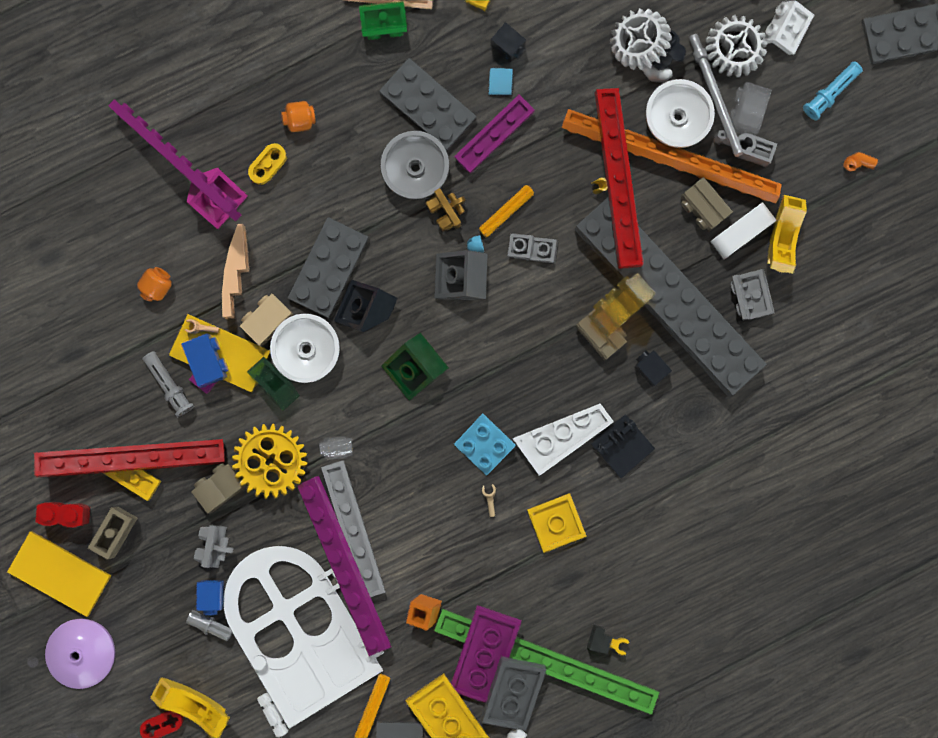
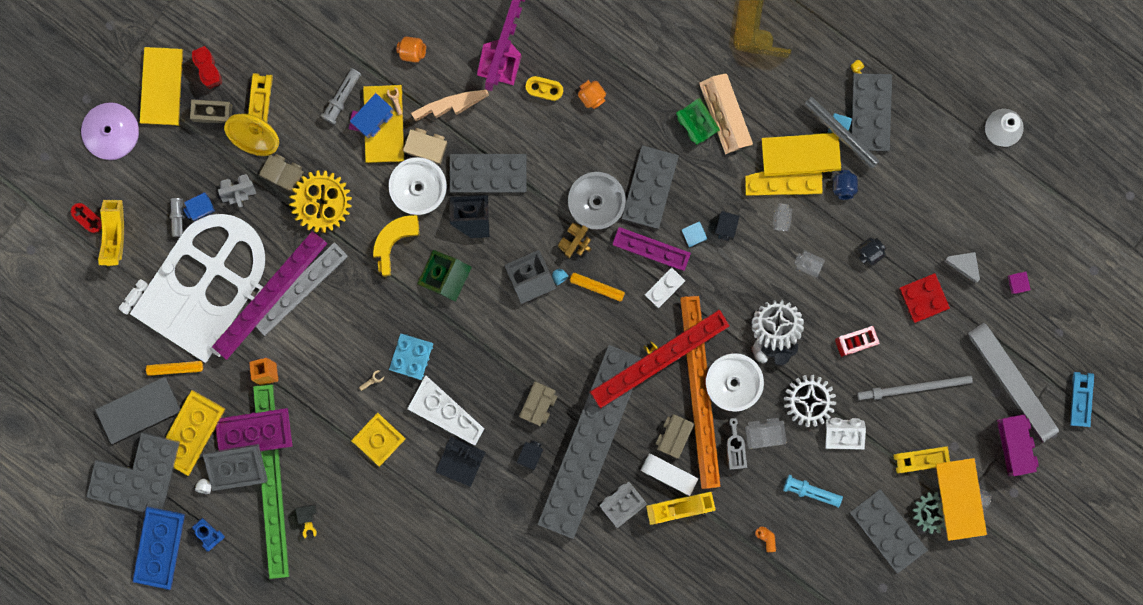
camera: 65 degrees right, 0 degrees up
(129, 458) = (272, 96): red plate -> none
(159, 500) = (251, 134): none -> yellow dish
(273, 383) = (379, 175): clear green slope -> none
(336, 447) = (354, 246): clear brick -> none
(340, 394) = (390, 234): none -> yellow arch
(532, 248) = (578, 321): light grey slope -> none
(542, 140) = (665, 287): none -> white plate
(621, 304) = (565, 407): clear yellow brick -> none
(701, 57) = (788, 378): light grey bar -> none

